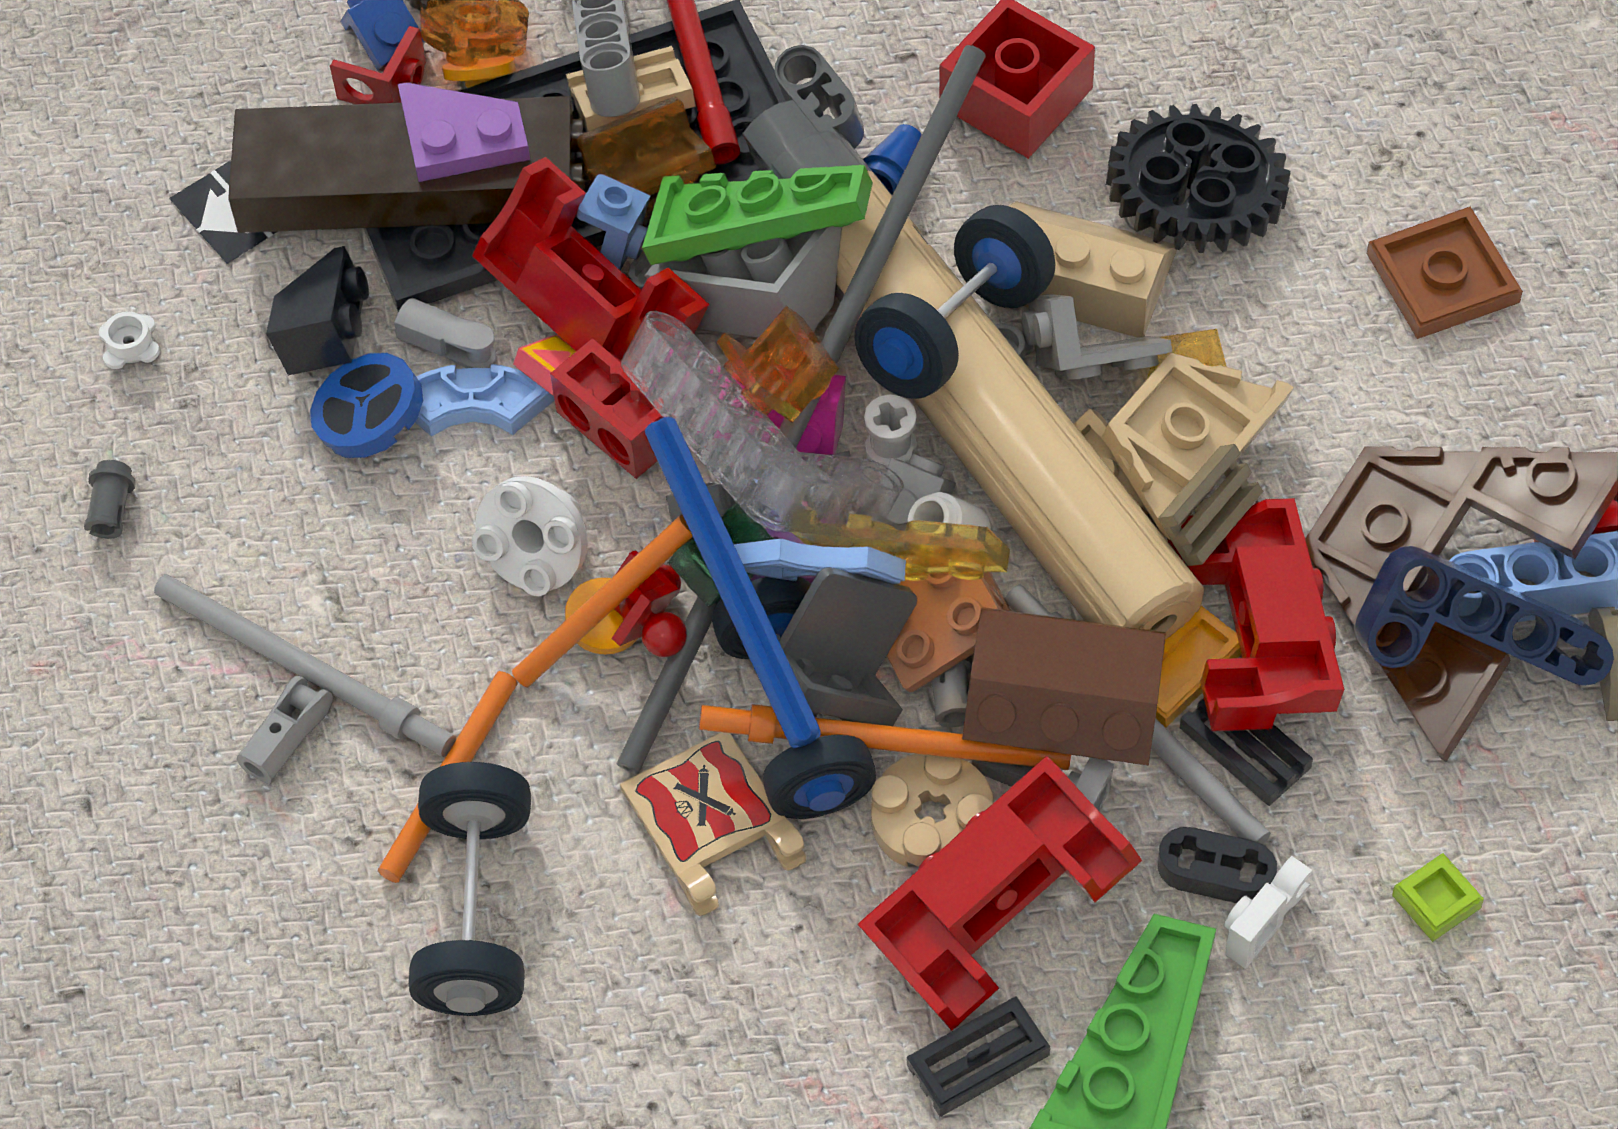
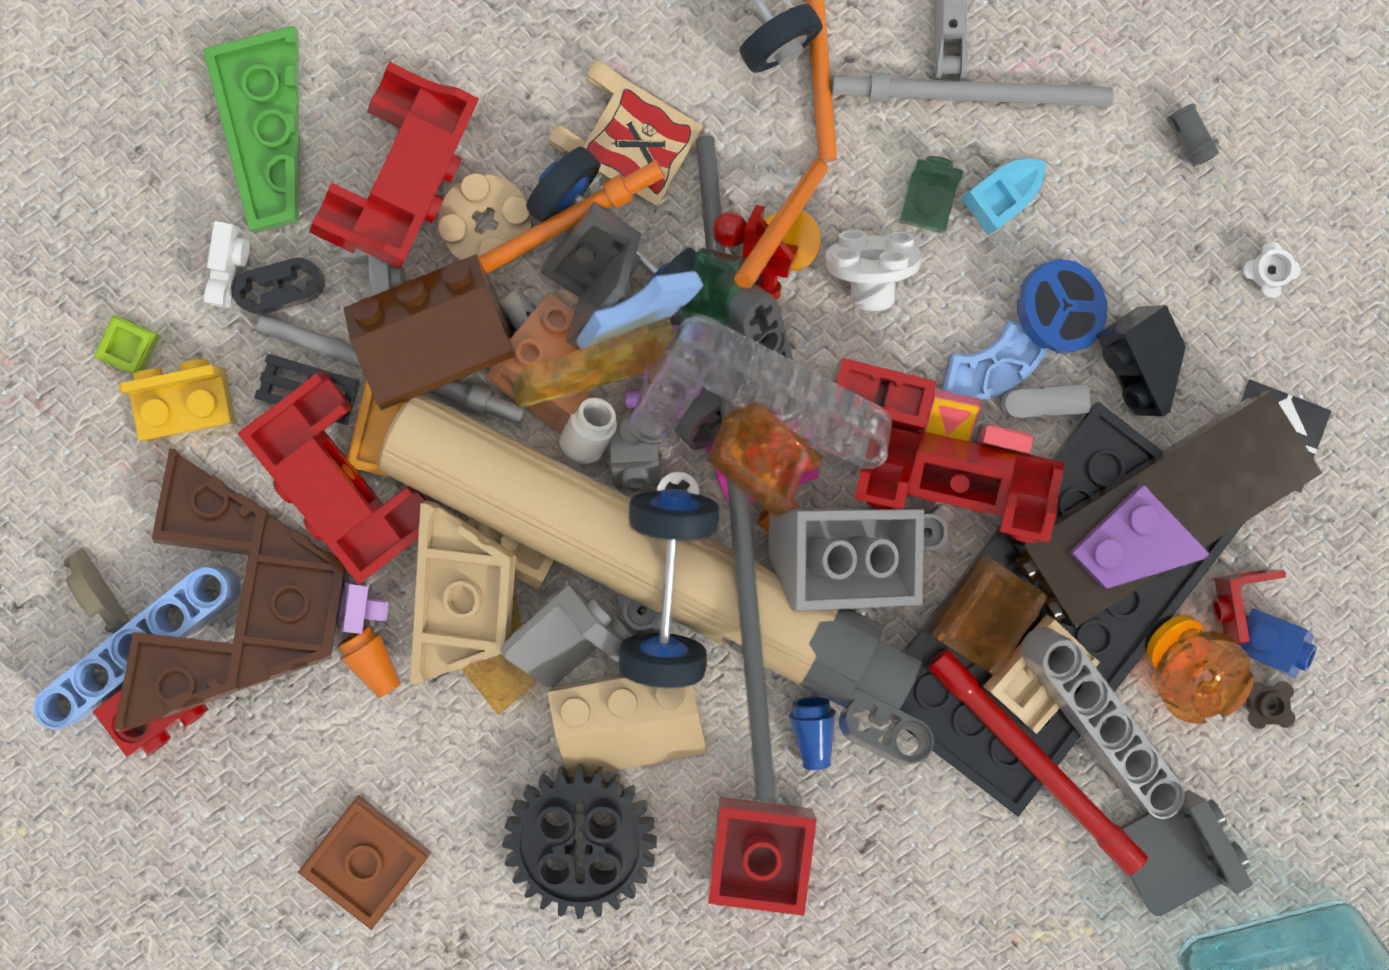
camera: 145 degrees right, 30 degrees up
(344, 542) = (1005, 192): none -> medium azure plate
(423, 585) = (930, 194): none -> clear green bracket
(515, 314) = (1004, 438): none -> coral tile
(618, 212) = (975, 542): medium blue bracket -> none
(733, 583) = (686, 253): blue axle -> none
(737, 213) = (877, 580): bright green wing -> none
(989, 1077) = (344, 59): black tile -> none
(1216, 513) = (406, 535): dark tan tile -> none
(1310, 486) = (357, 607): none -> lavender tile
(1328, 442) = (370, 661): none -> orange cone
(1404, 802) = (179, 400): none -> yellow bracket
(1489, 624) = (184, 553): dark blue beam -> none

